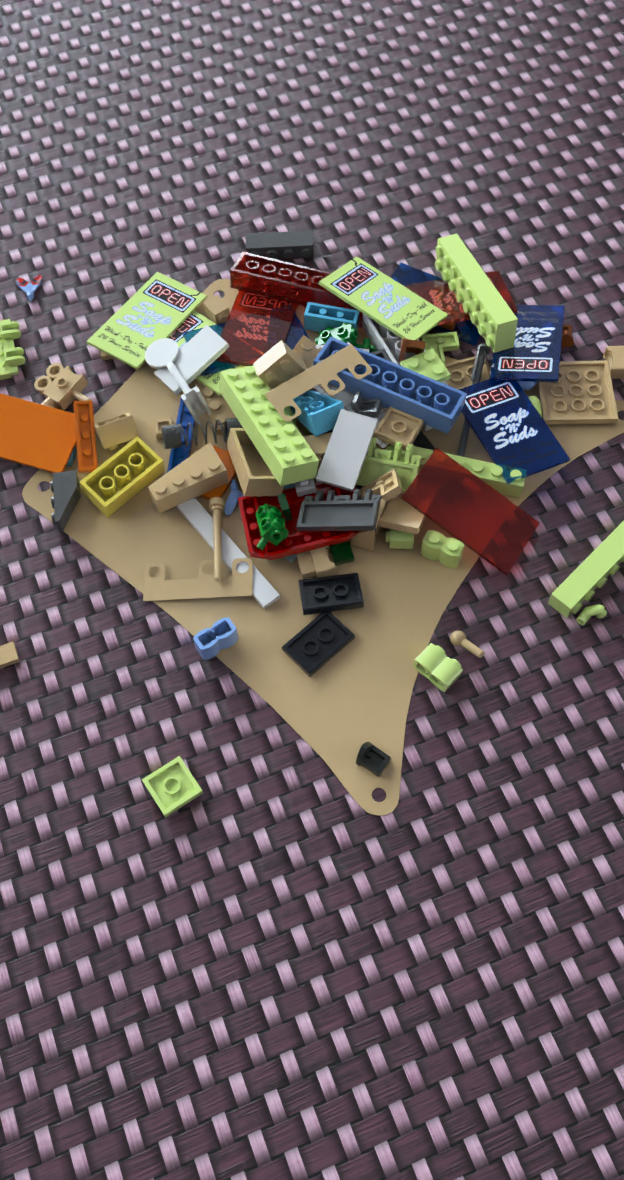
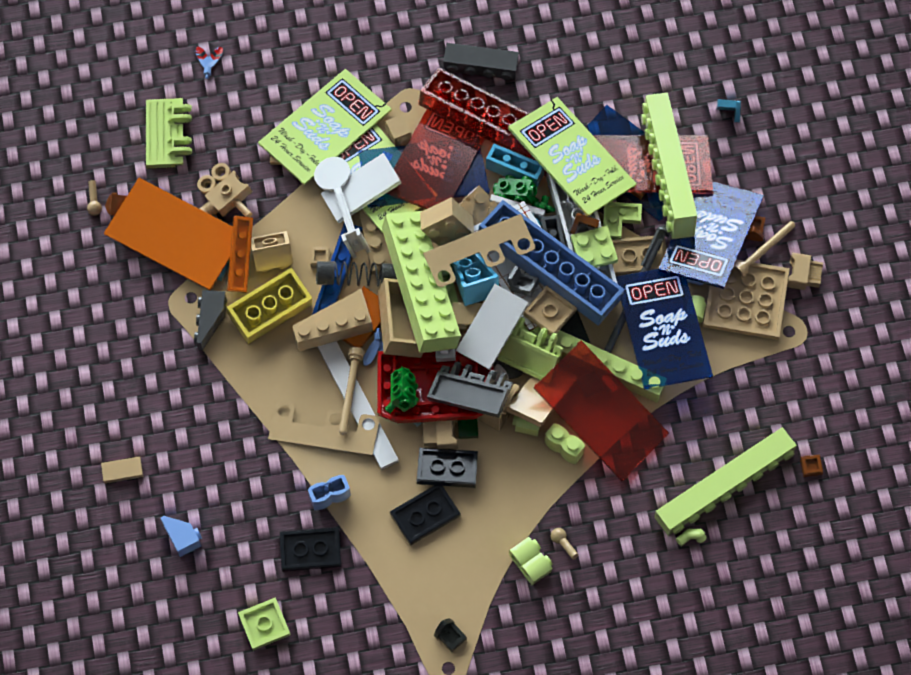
camera: 10 degrees right, 5 degrees up
(69, 711) = (182, 535): none -> light blue slope
(207, 700) = (310, 549): none -> black tile
(285, 507) = (421, 372): dark green tile -> none
(386, 485) = (521, 371): tan plate -> none
(511, 243) = (730, 105): none -> medium azure tile
(566, 365) = (741, 268): none -> tan piece

